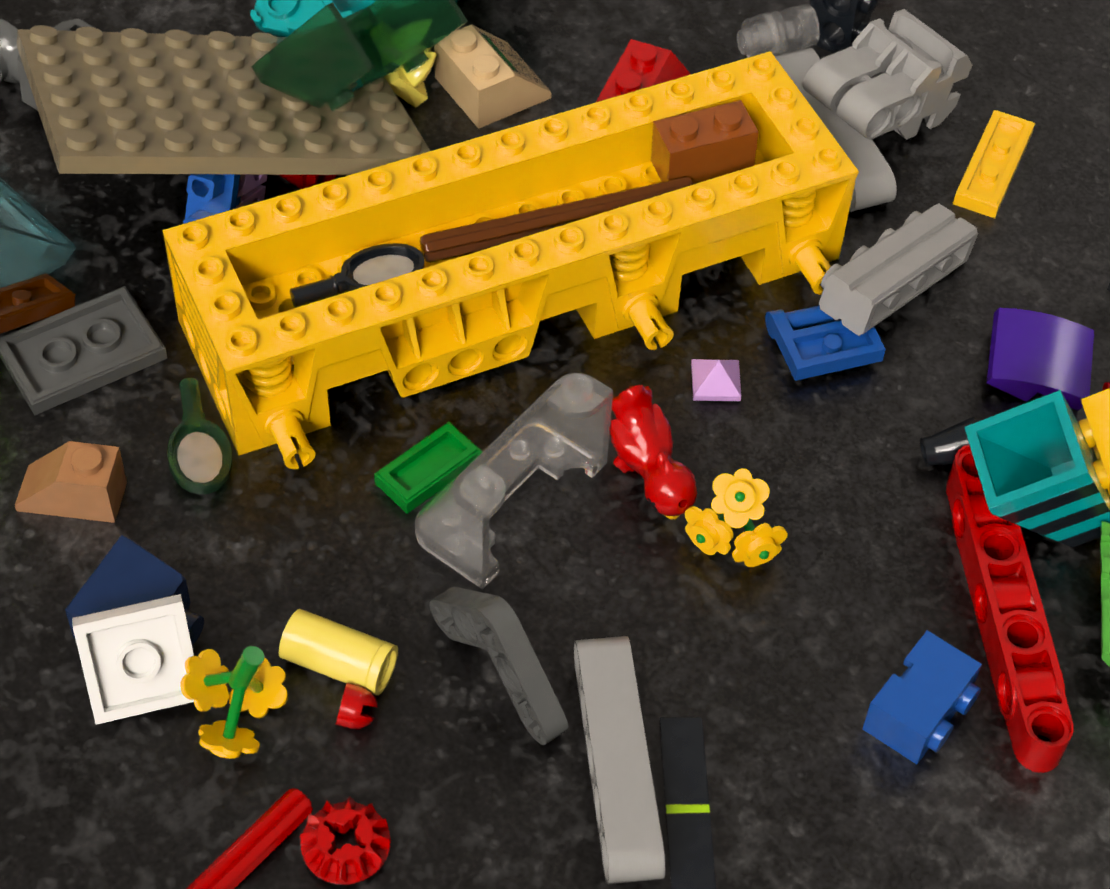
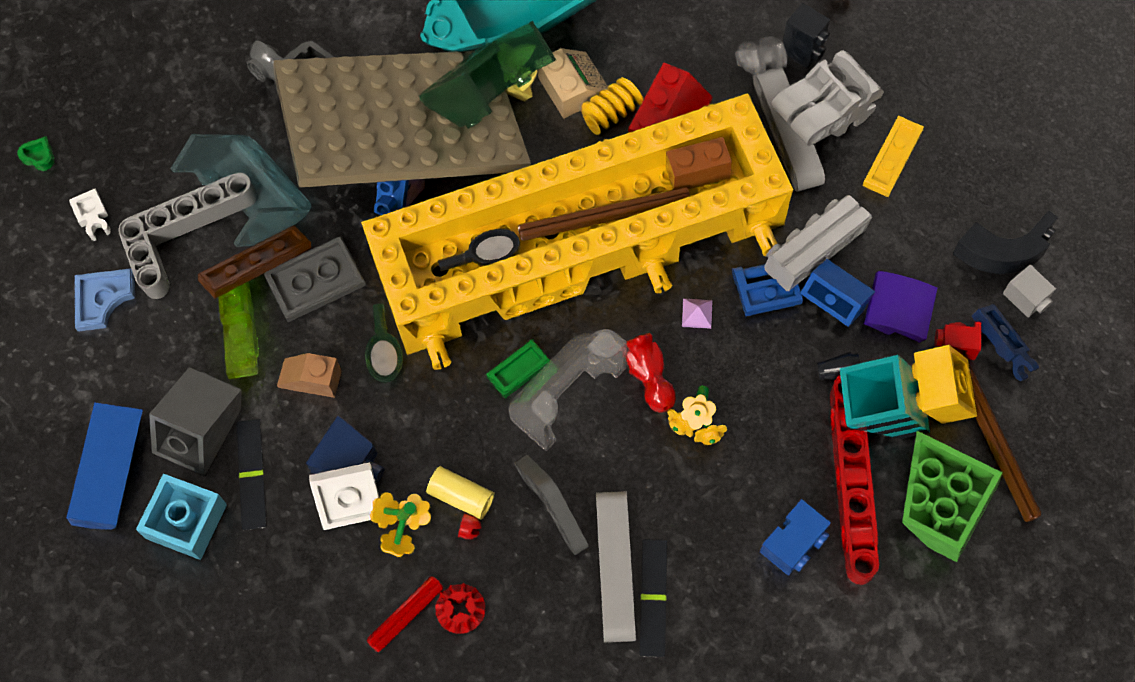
camera: 10 degrees right, 15 degrees up
(559, 91) = (609, 103): none -> yellow piece
(939, 336) = (837, 292): none -> blue brick

